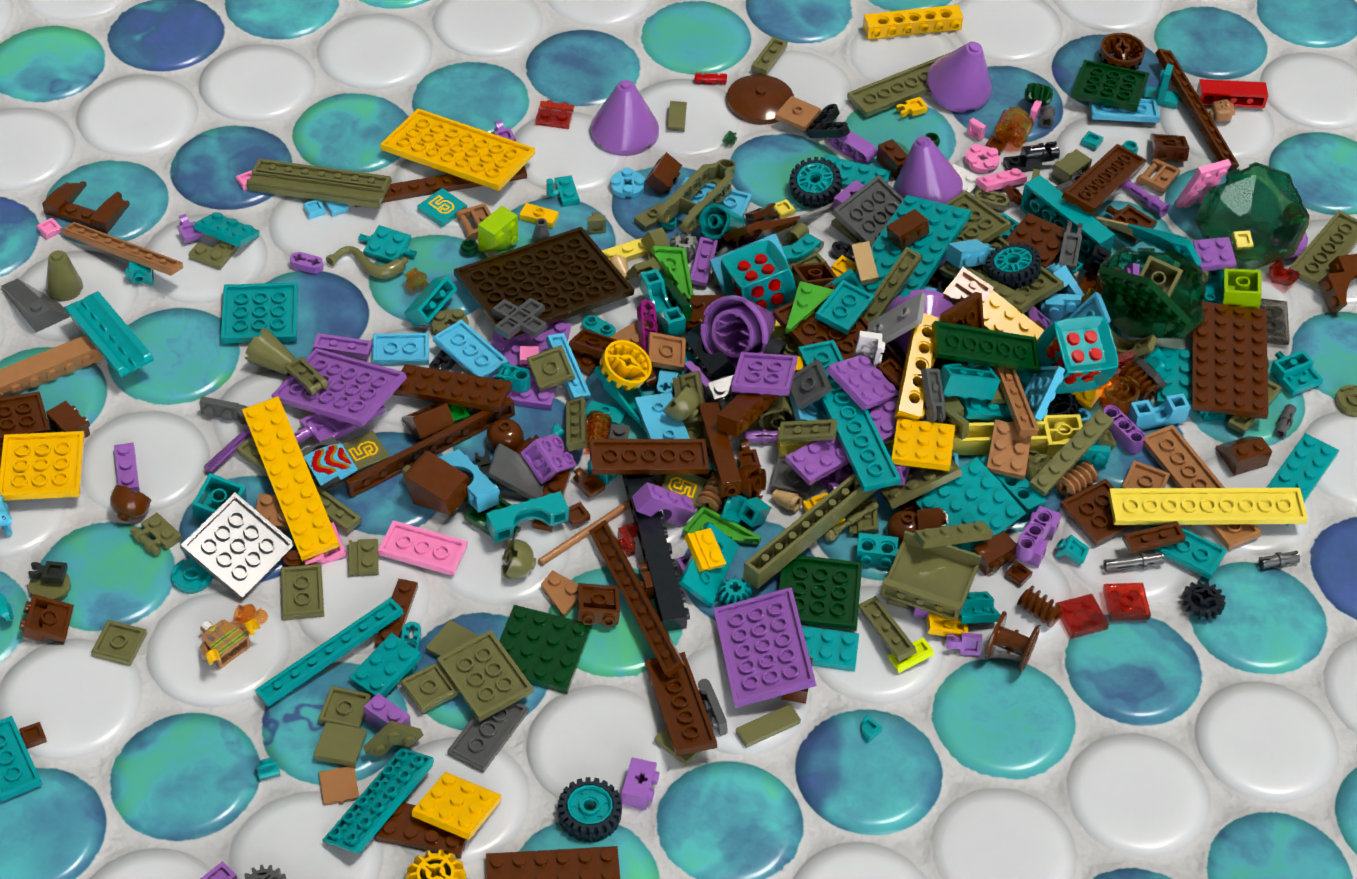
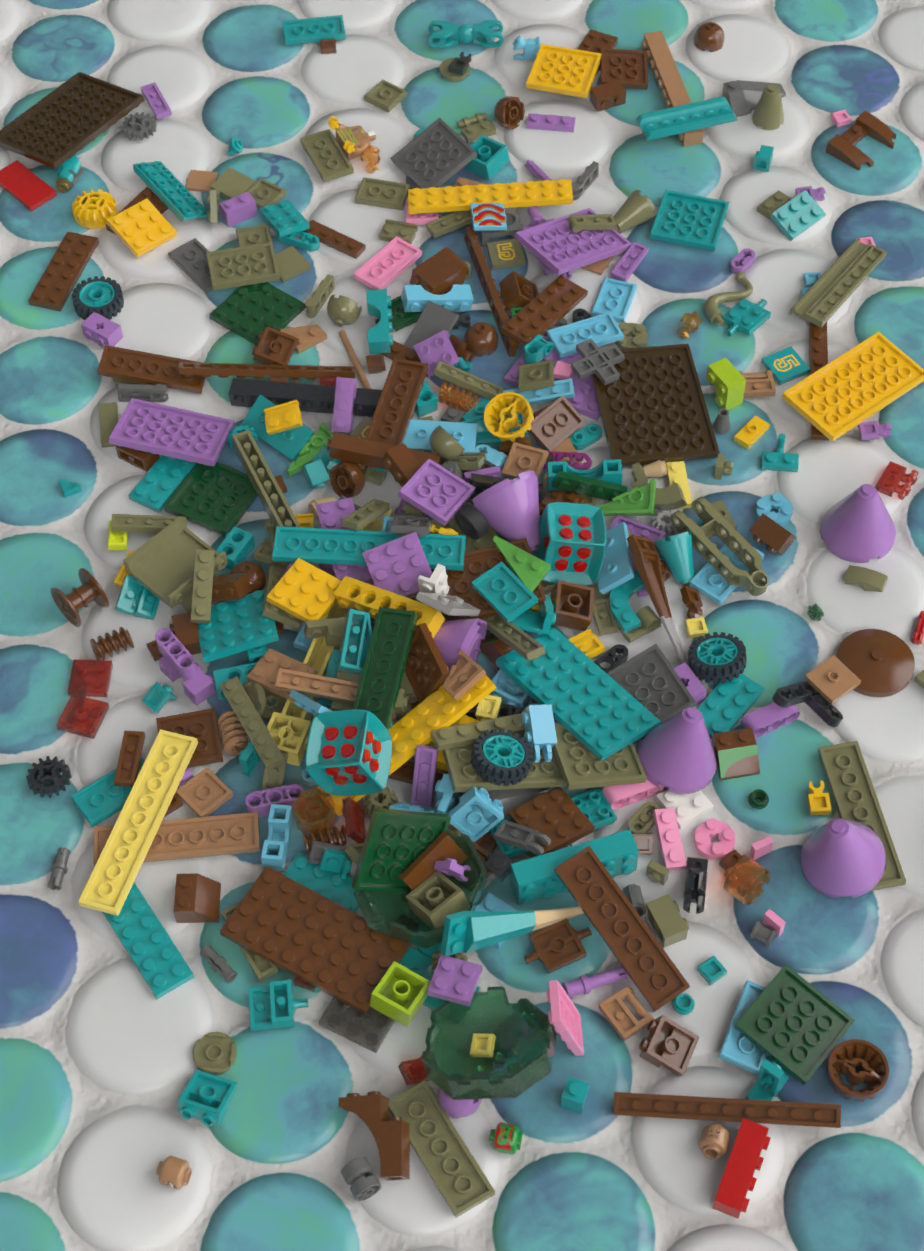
camera: 115 degrees right, 5 degrees up
(46, 619) = (420, 59): reddish brown plate -> none
(122, 248) = (790, 146): medium nougat tile -> none
(255, 664) = (327, 155): none -> olive plate
(329, 652) = (313, 191): teal plate -> none
(430, 300) = (657, 323): teal brick -> none
(499, 592) = (319, 296): none -> olive plate
(745, 455) = (384, 492): reddish brown plate -> none
(865, 263) = (571, 645): tan tile -> none
(907, 229) = (593, 686): reddish brown brick -> none
(933, 395) = (357, 601): dark grey hinge -> none
(968, 643) = (105, 578): medium lavender plate -> none
(1039, 92) = (797, 932): dark green gear -> none
(1142, 560) = (115, 749): dark grey pin -> none

